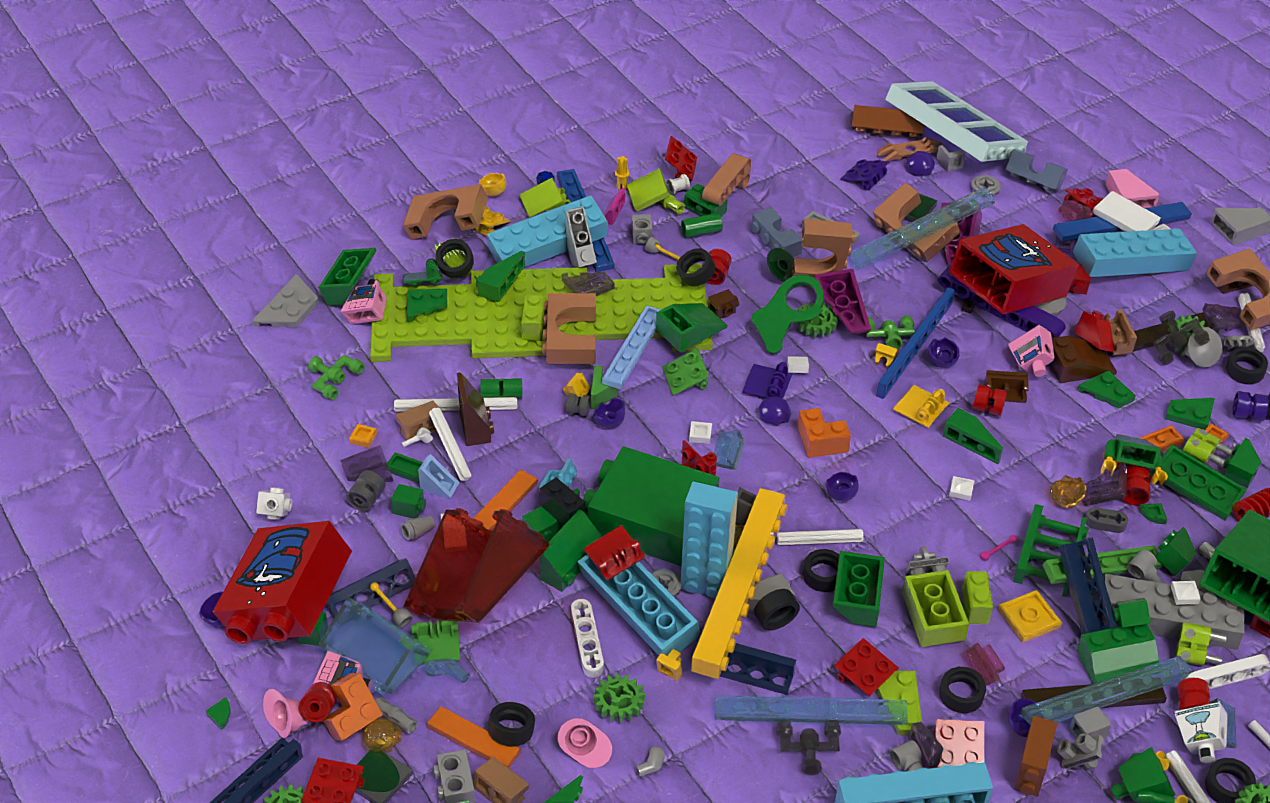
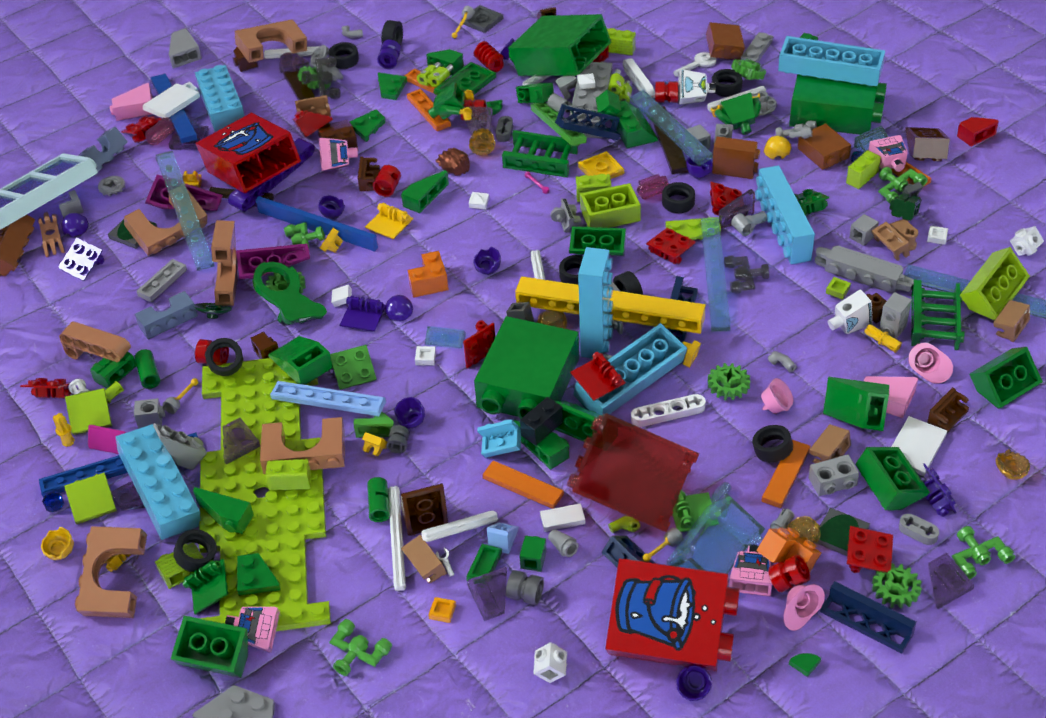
camera: 90 degrees left, 0 degrees up
(1031, 465) = (454, 161): none -> copper hair

